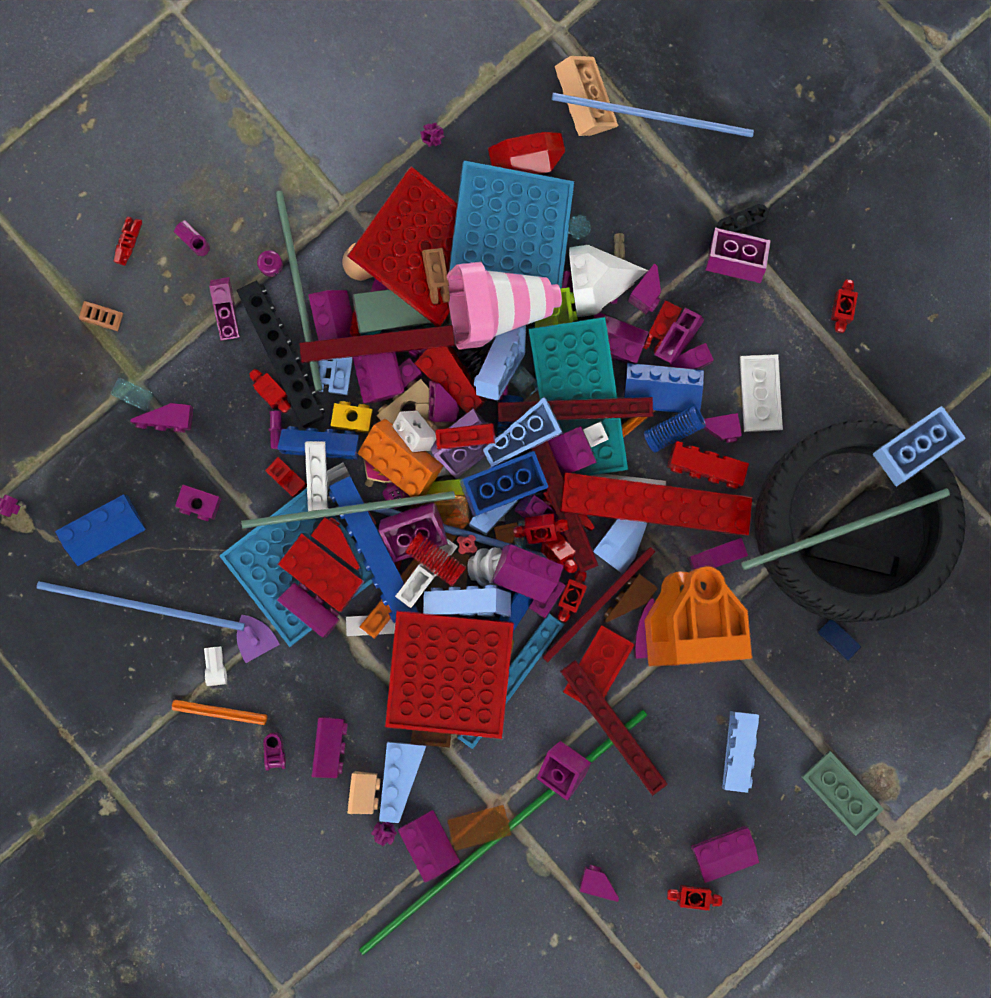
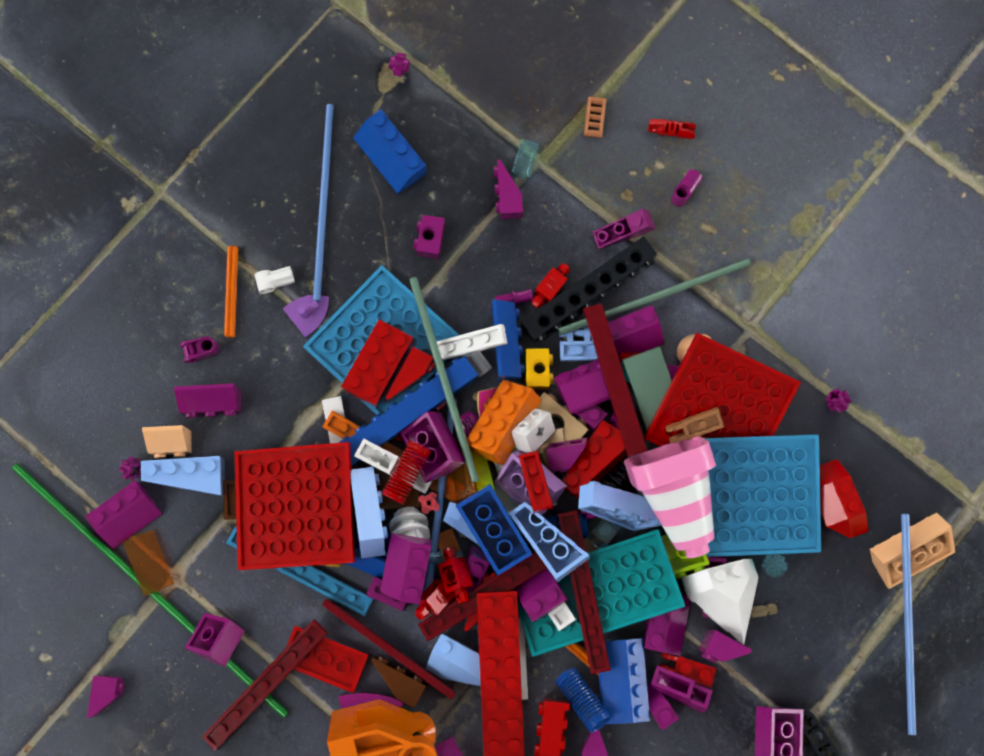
camera: 80 degrees right, 5 degrees down
(270, 263) = (676, 264): magenta head -> none
(286, 477) = (468, 315): red slope -> none
(309, 609) = (338, 357): magenta slope -> none
(564, 614) = (373, 614): red piece -> none

